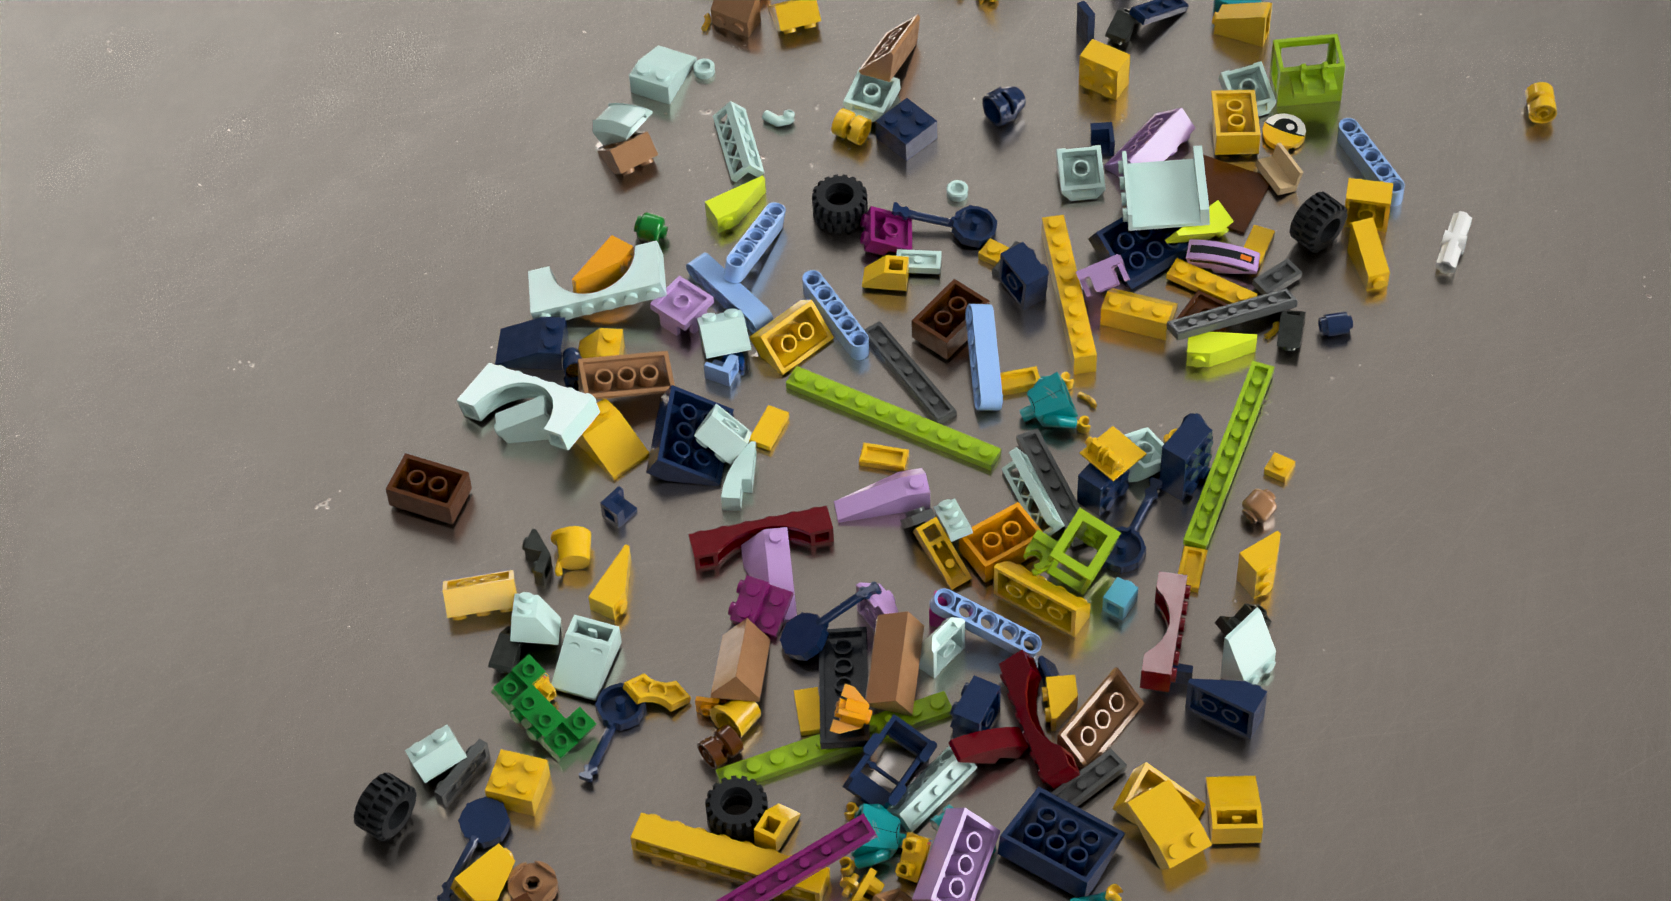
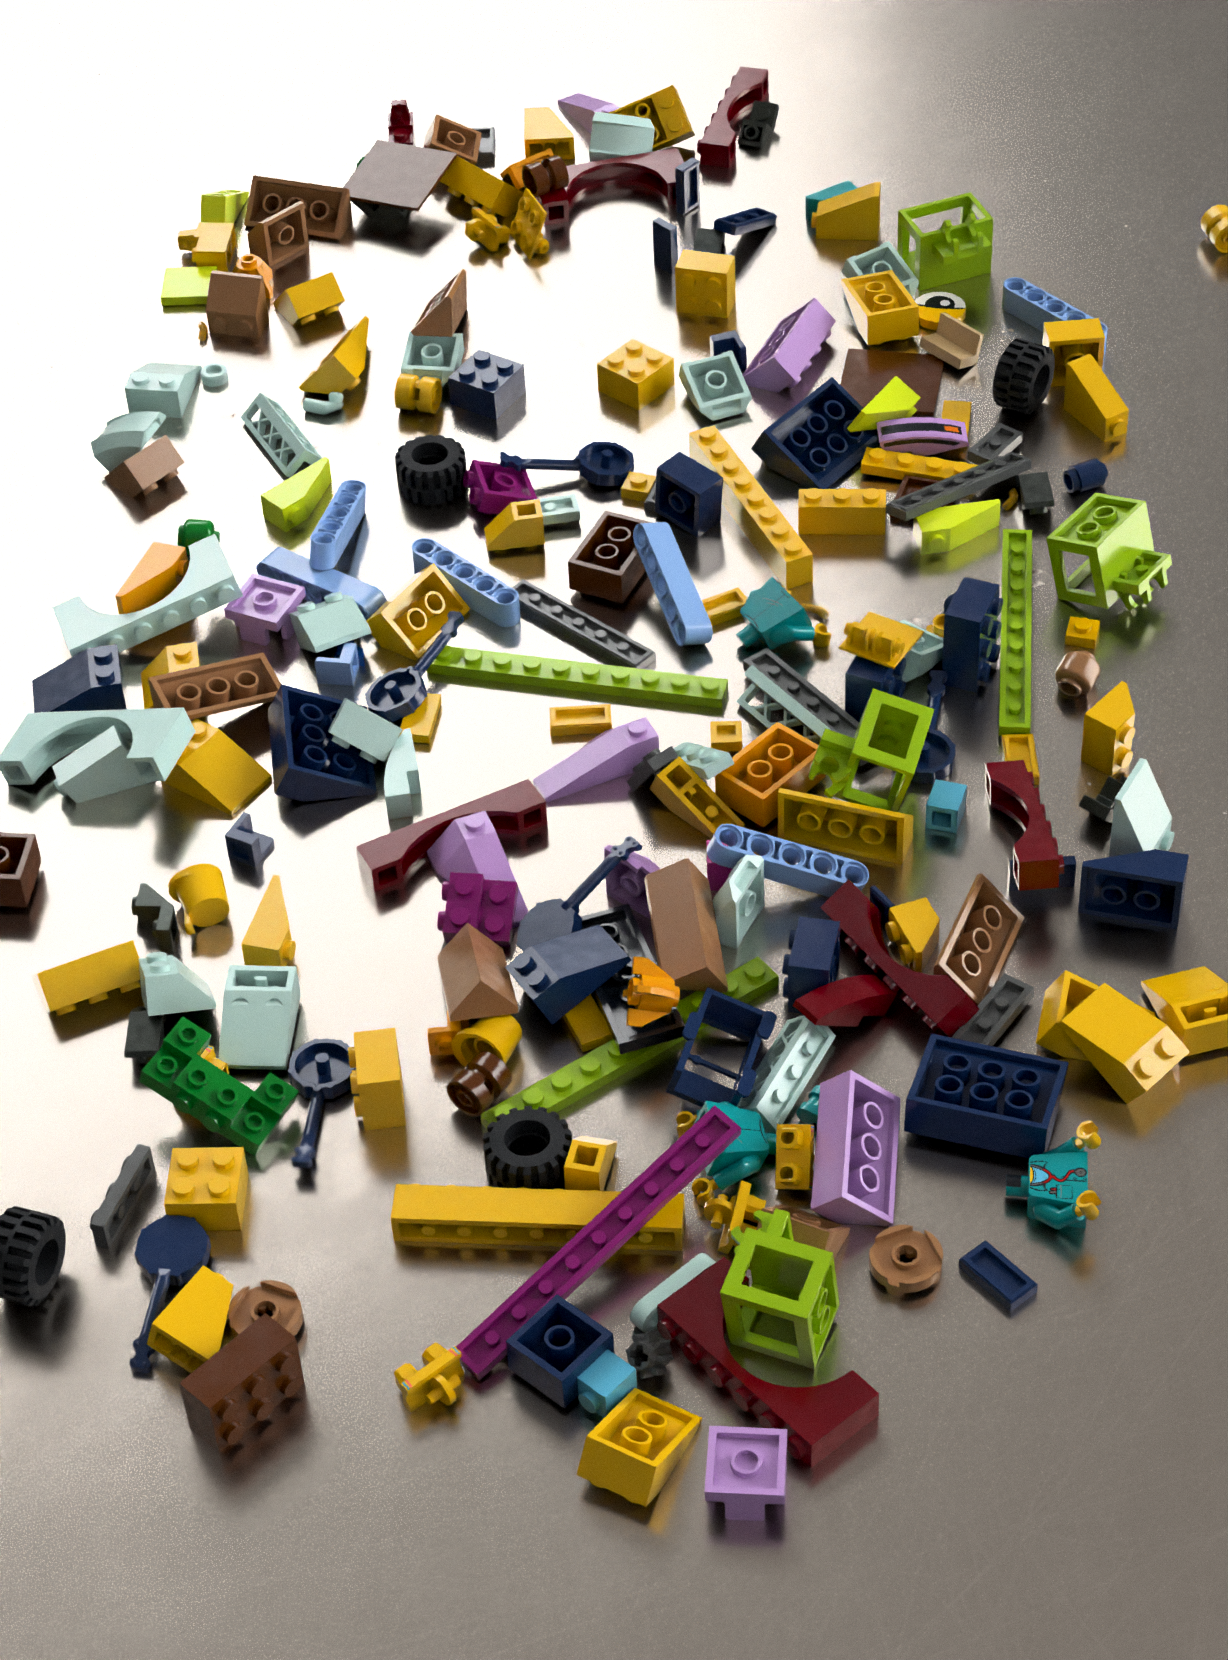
camera: 15 degrees left, 10 degrees down
(435, 753) = (79, 1173): light aqua slope -> none
(570, 366) = (138, 692): dark blue piece -> none
(651, 728) = (377, 1079): none -> yellow brick
(667, 694) = (342, 1036): yellow tile -> none
(760, 402) = (403, 689): none -> dark blue piece
(803, 81) = (342, 363): none -> yellow wedge
(804, 673) = (567, 969): none -> slope
(957, 191) = (570, 435): light aqua tile -> none
(983, 498) = (726, 735): none -> yellow plate
(1003, 104) = (596, 339): dark blue helmet -> none
(1023, 145) = (635, 374): none -> yellow brick
(1102, 274) = (787, 472): lavender panel -> none
(1164, 193) = (834, 375): light aqua panel -> none
(1320, 405) = (1119, 548): none -> lime piece
(1453, 242) = (1187, 374): white piece -> none

